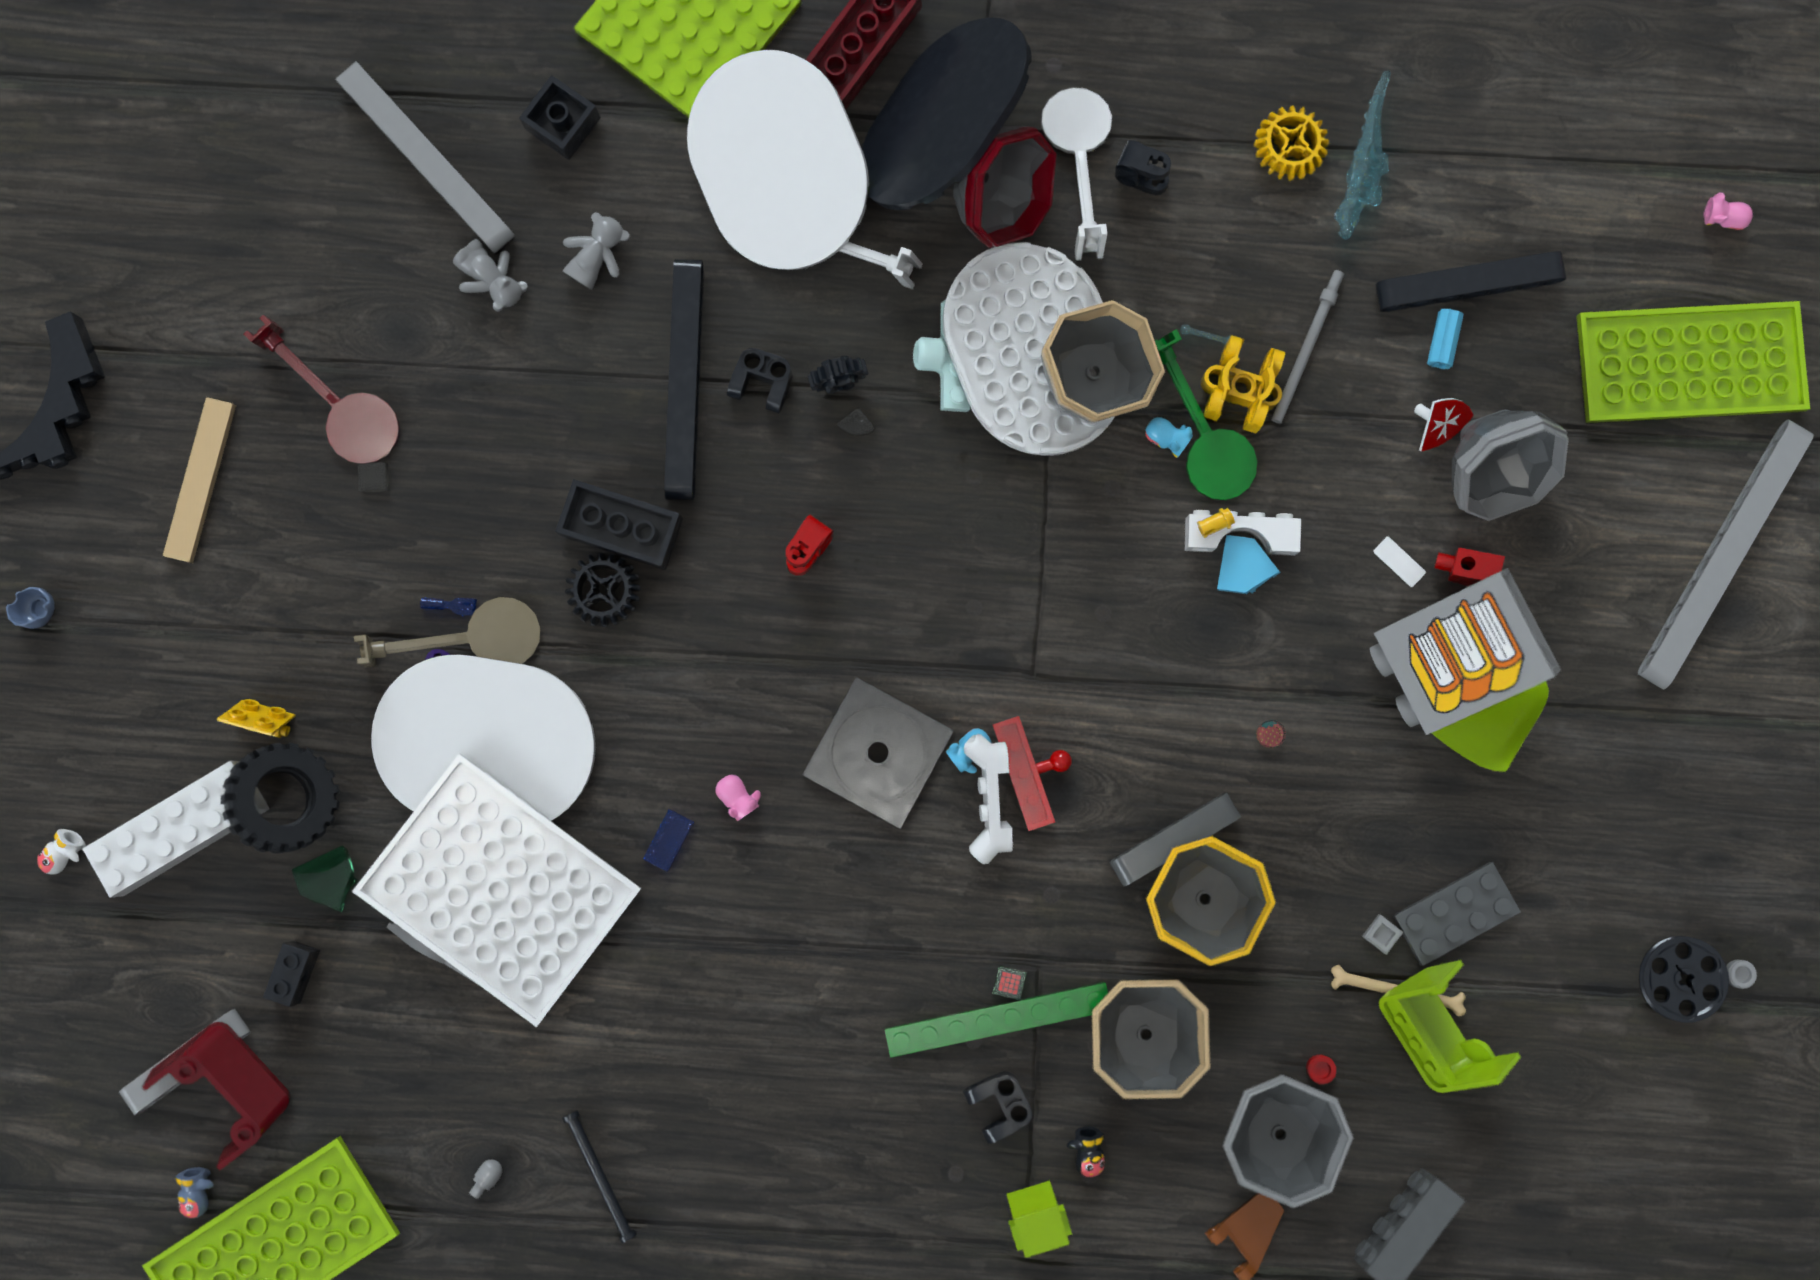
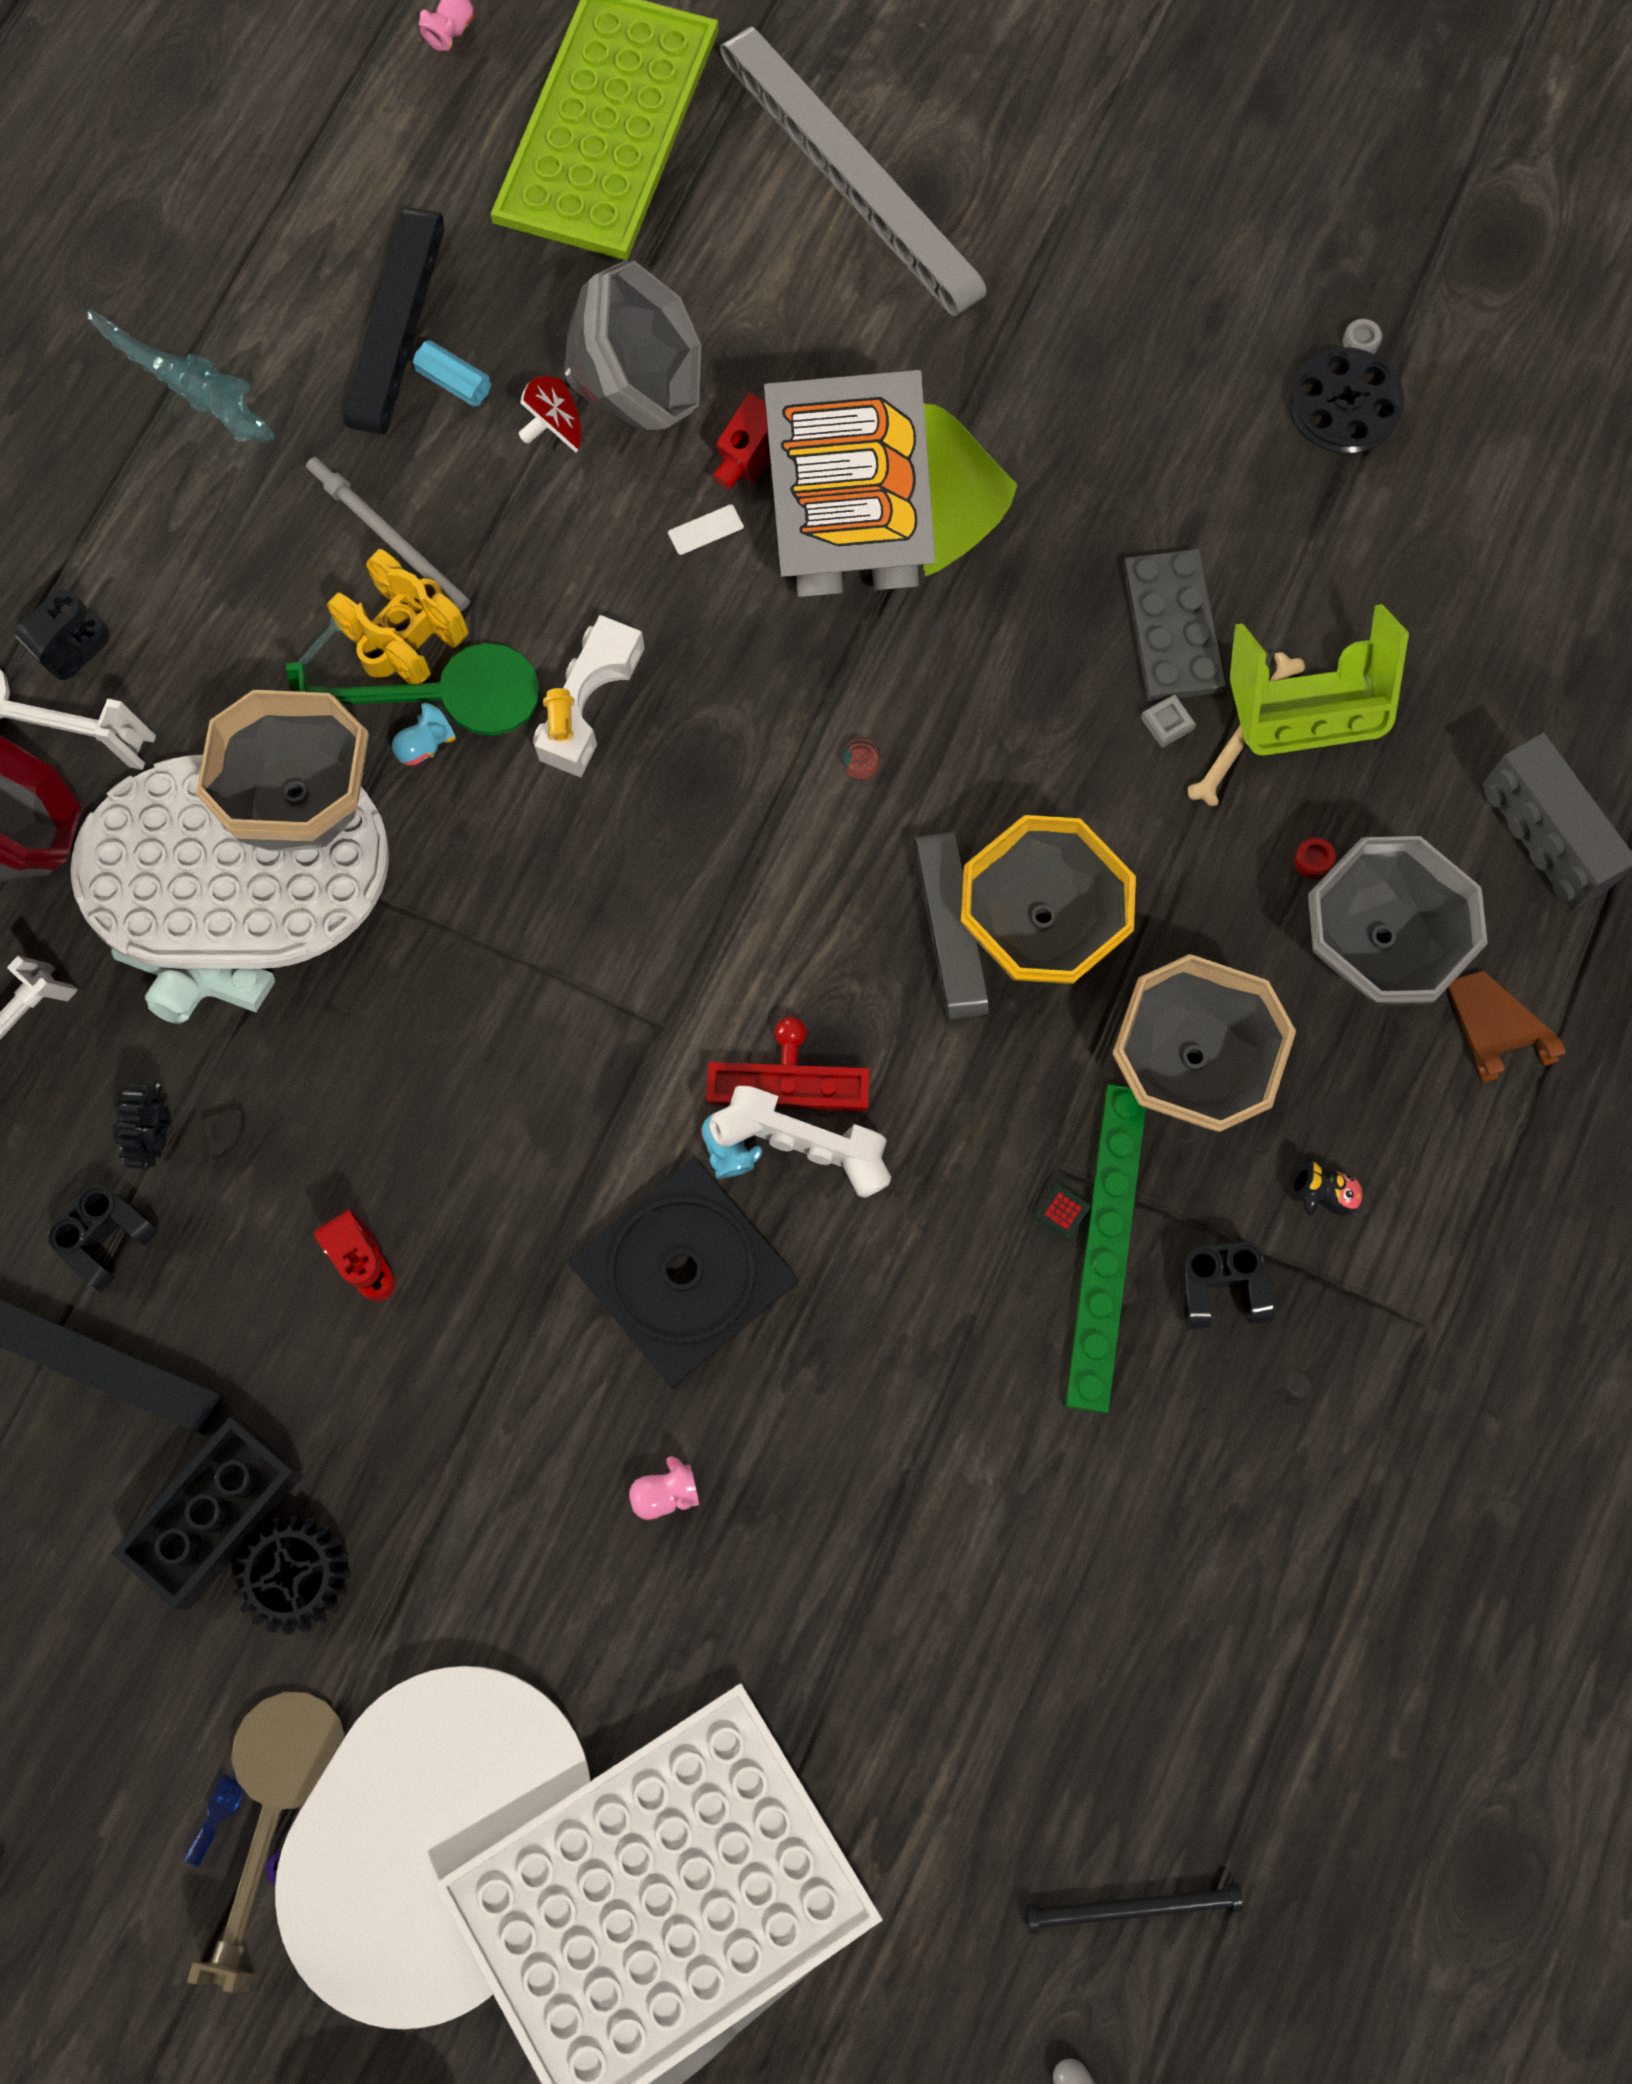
camera: 70 degrees left, 10 degrees down
(668, 840) = (687, 1617): clear blue tile -> none
(1037, 1220) = (1397, 1292): lime plate -> none
(1244, 566) = (631, 709): medium azure slope -> none
(1305, 124) = (102, 468): yellow gear -> none

